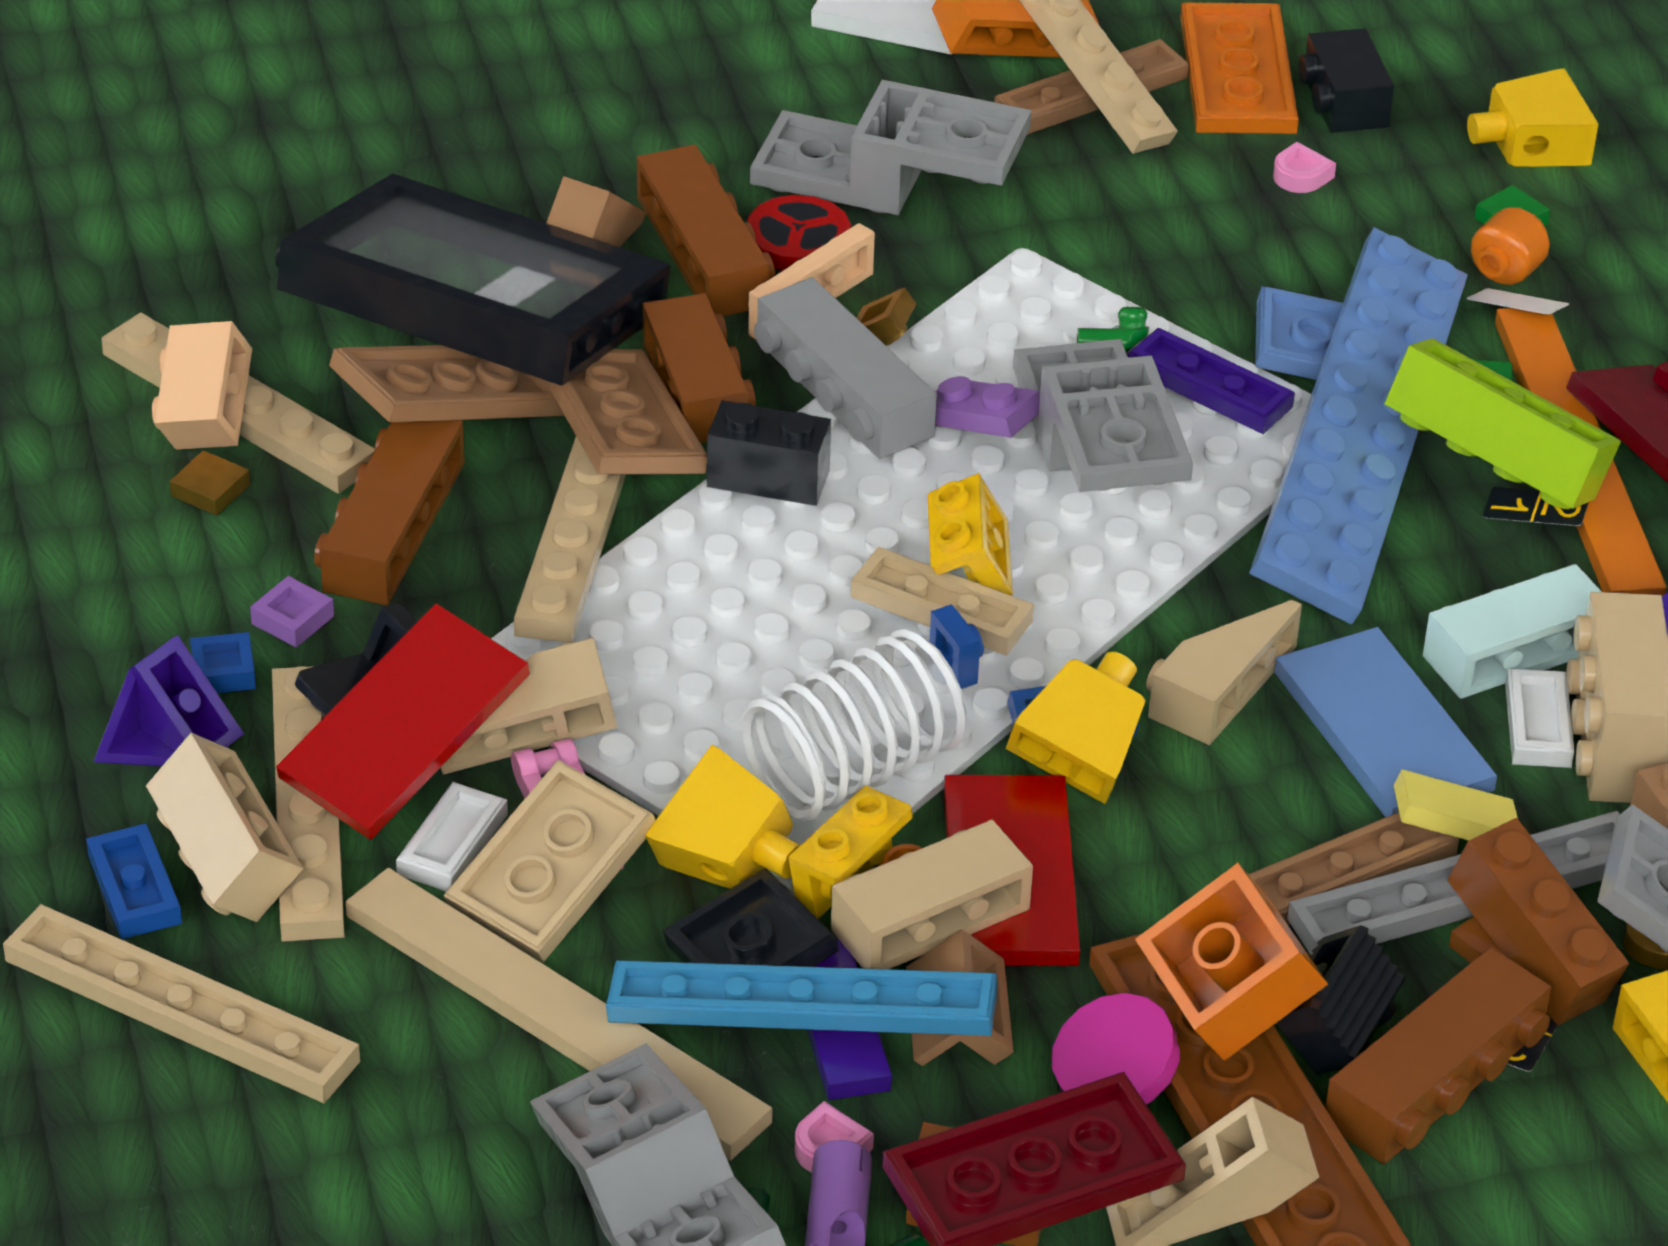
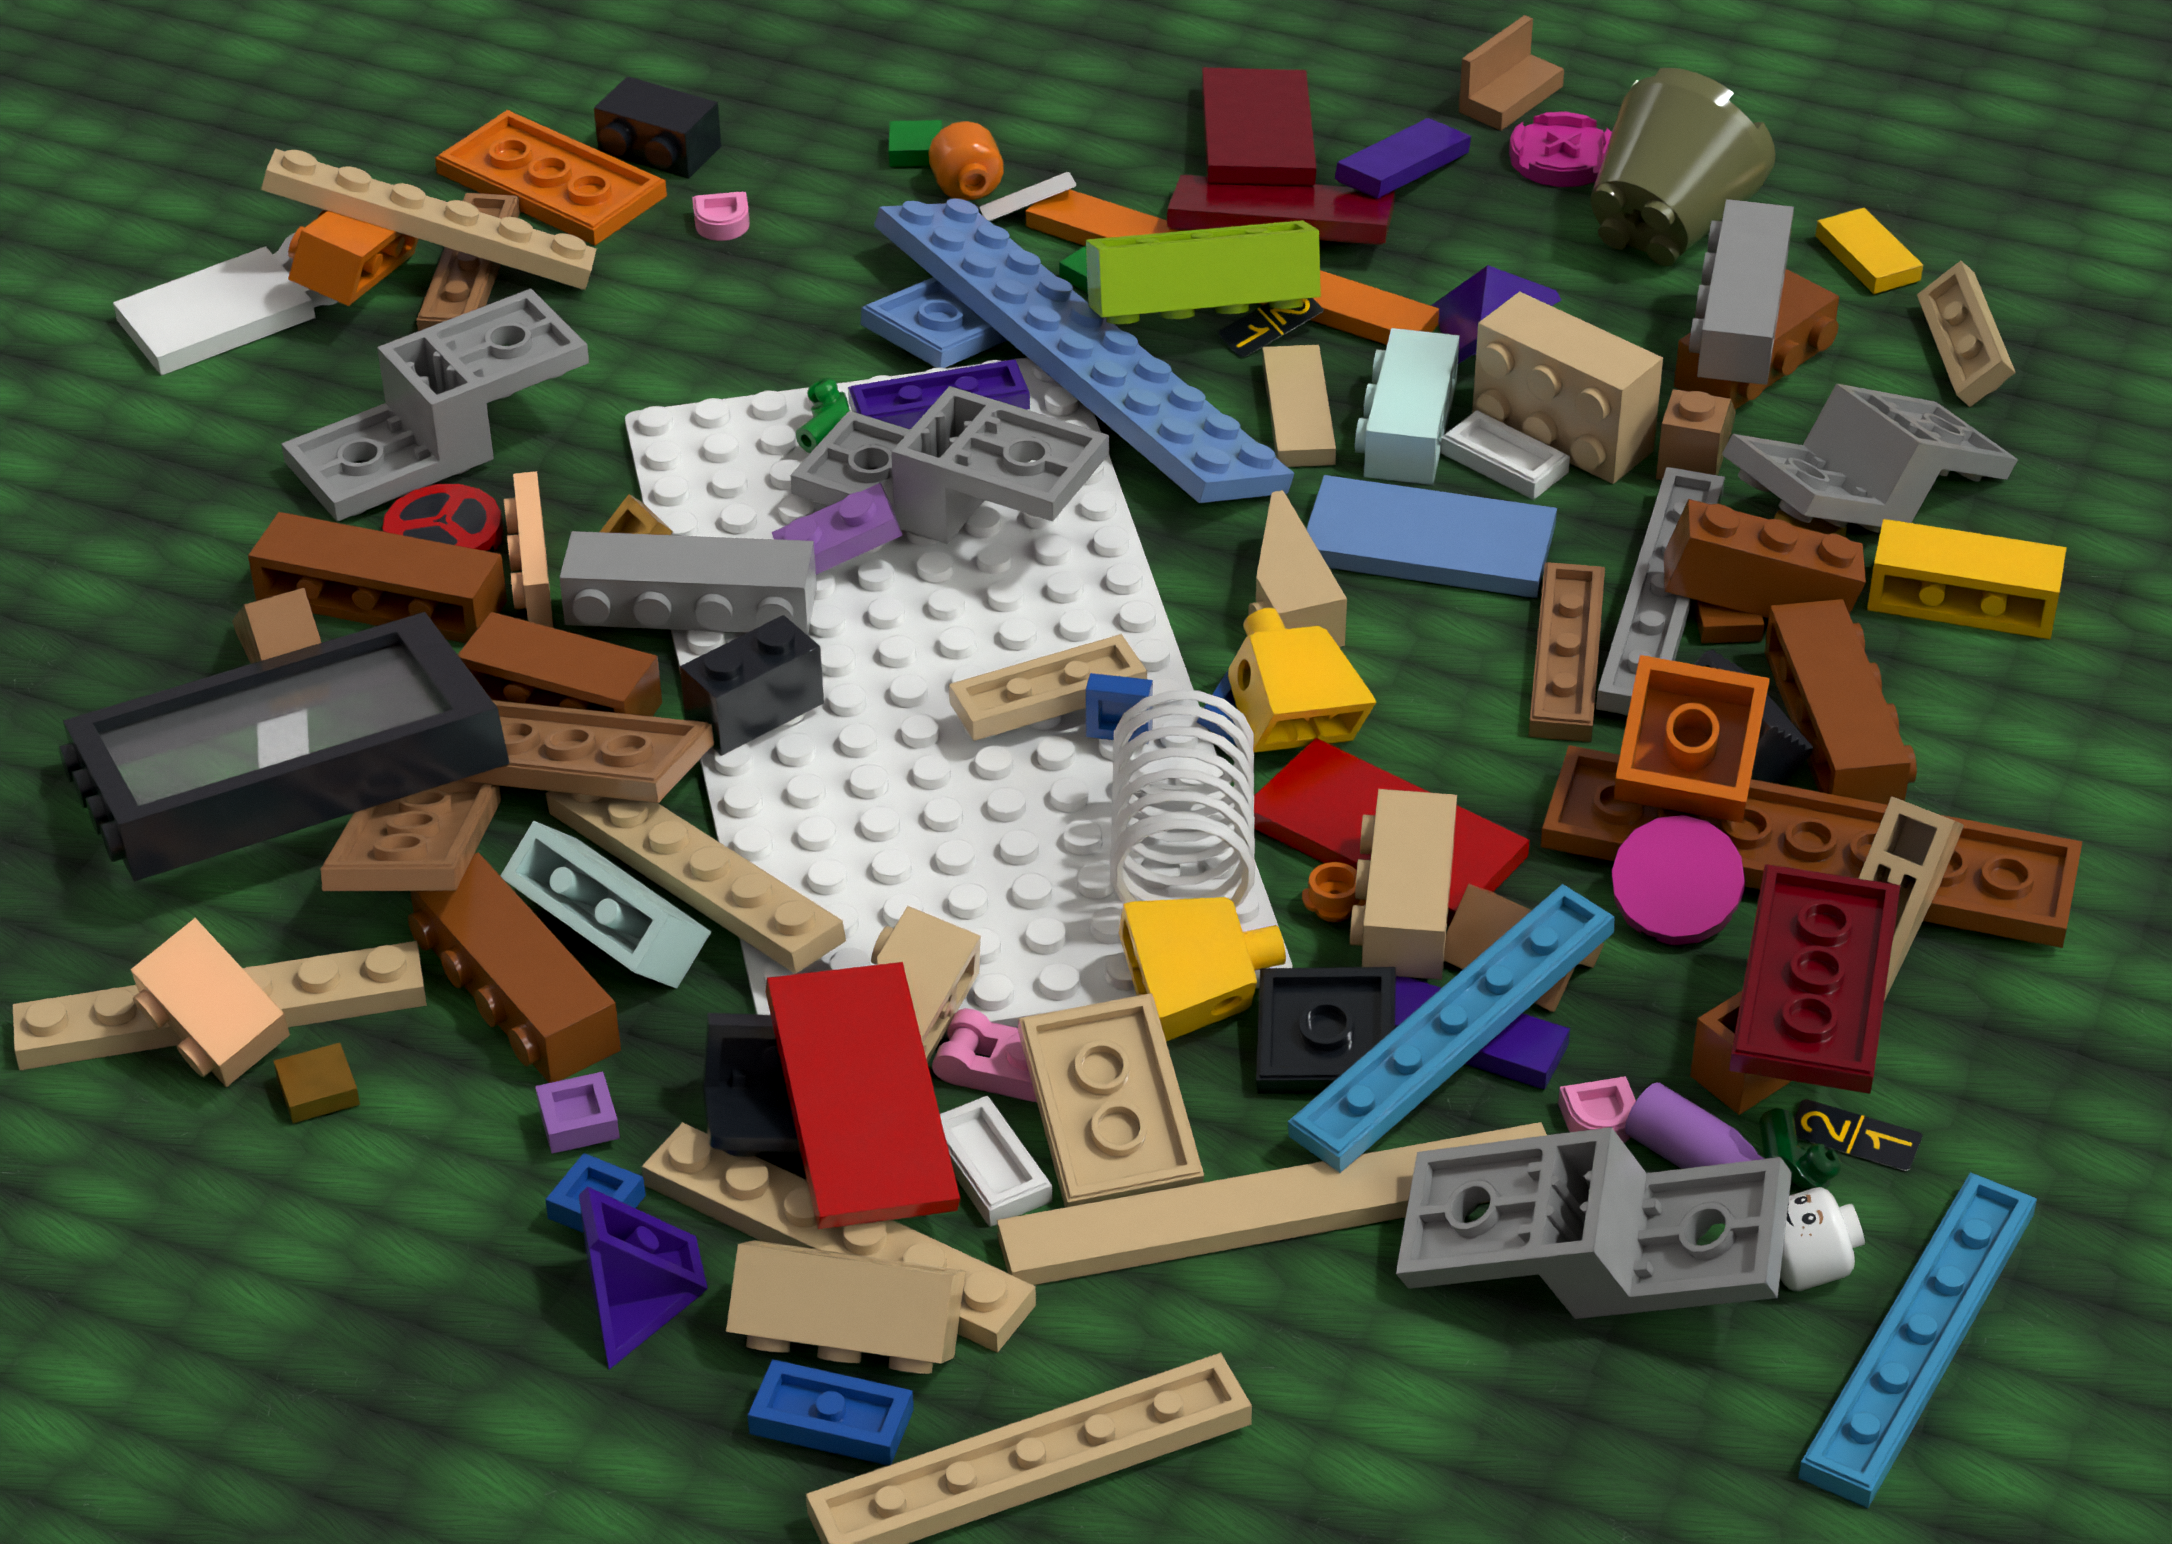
camera: 50 degrees left, 0 degrees up
(483, 510) = (605, 905): none -> light aqua brick
(846, 846) = (1302, 894): yellow bracket -> none
(970, 532) = (996, 620): yellow bracket -> none
(1449, 806) = (1581, 547): light yellow tile -> none
(1454, 572) = (1298, 406): none -> tan tile
(1537, 122) = (837, 64): yellow torso -> none

